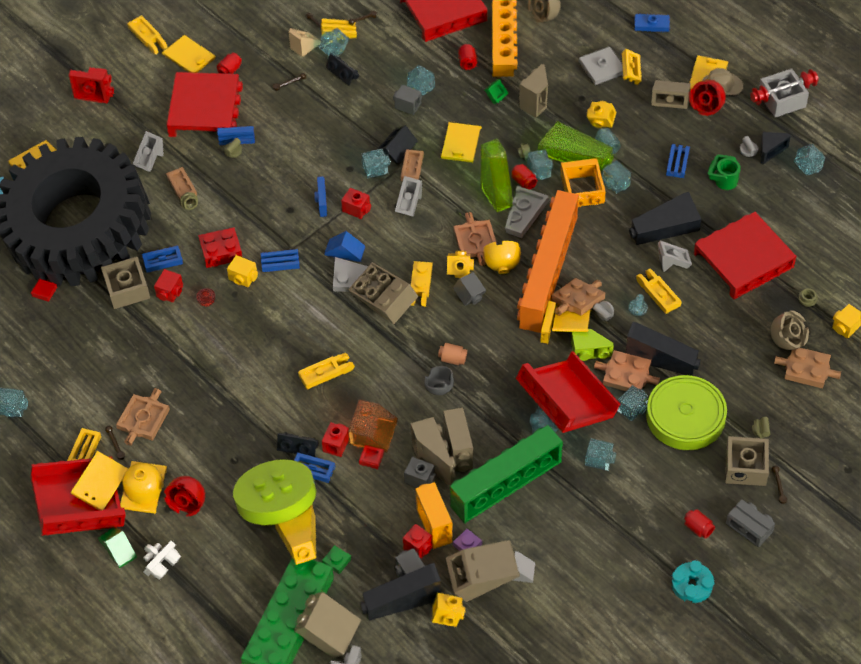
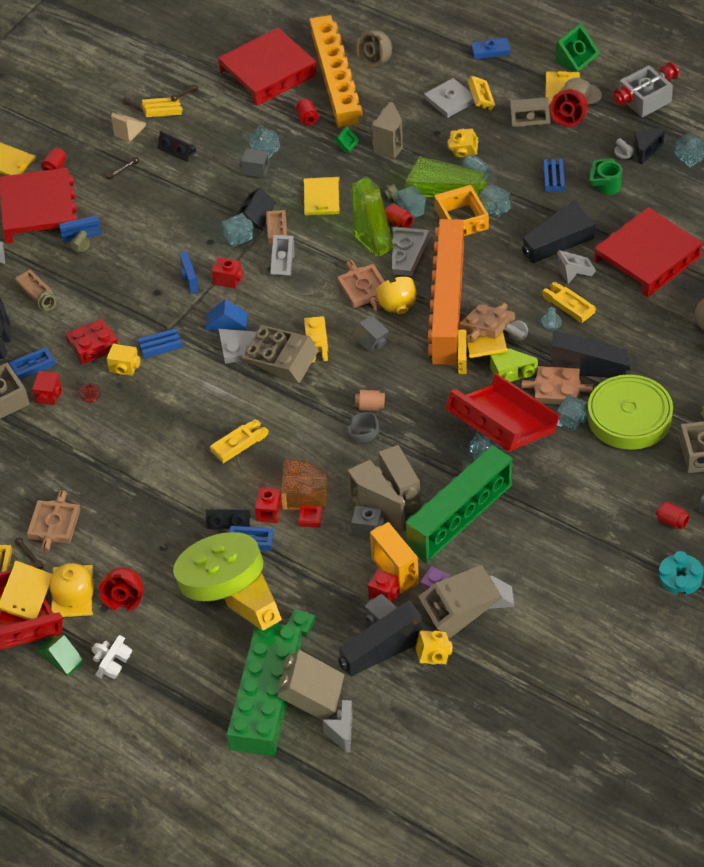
camera: 10 degrees left, 5 degrees down
(333, 42) = (161, 120): clear light blue brick -> none
(453, 267) = (346, 311): yellow brick -> none
(600, 454) = (551, 468): clear light blue brick -> none
(729, 38) = (576, 49): none -> green slope

